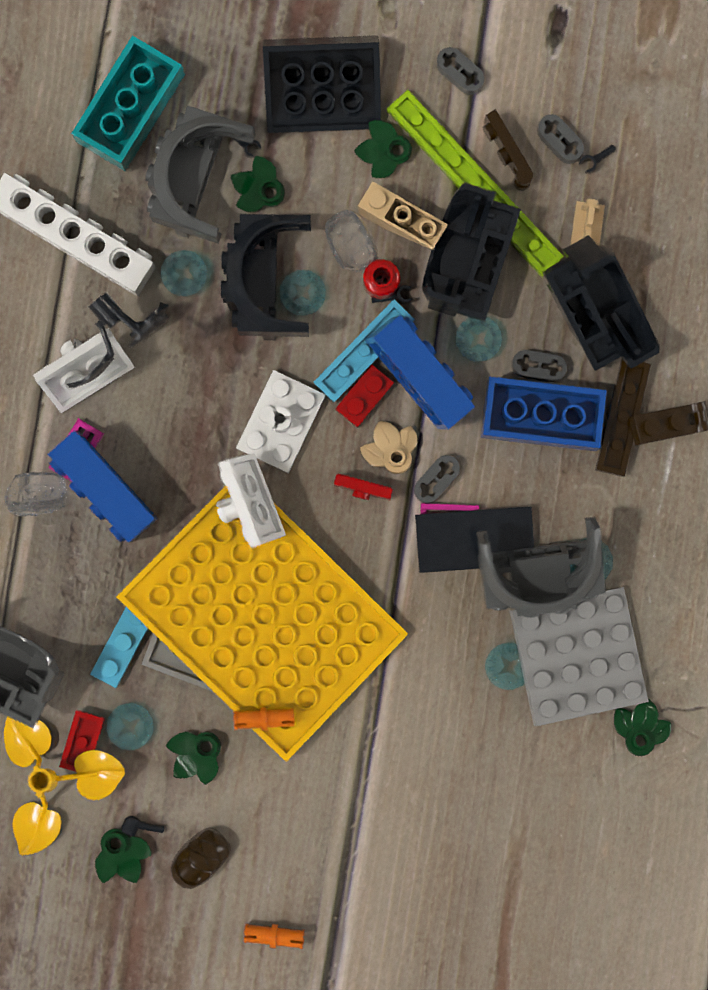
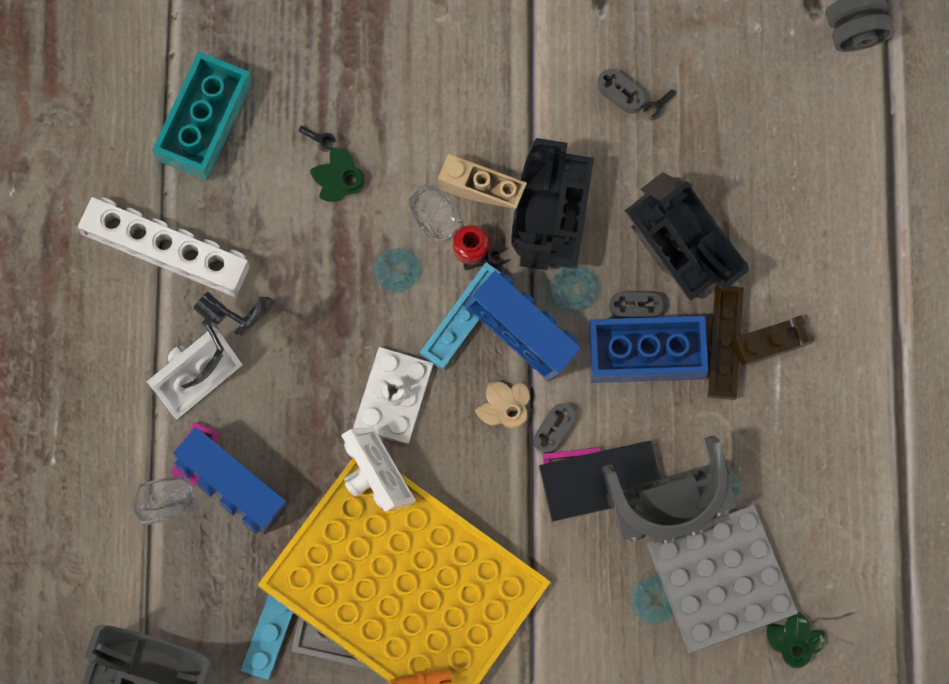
camera: 10 degrees left, 10 degrees down
(181, 260) = (271, 257): clear light blue gear -> none
(184, 170) = (264, 168): dark grey piece -> none
(253, 275) = (345, 257): black piece -> none
(321, 83) = (386, 72): black slope -> none
(363, 489) = (483, 447): red plate -> none
(364, 396) = (471, 359): red plate -> none
(379, 149) = (449, 124): dark green plate -> none
(455, 76) = (518, 37): dark grey beam -> none
(462, 168) = (526, 128): lime tile -> none
(508, 150) = (573, 108): dark brown plate -> none
(587, 220) = (659, 160): tan hinge -> none

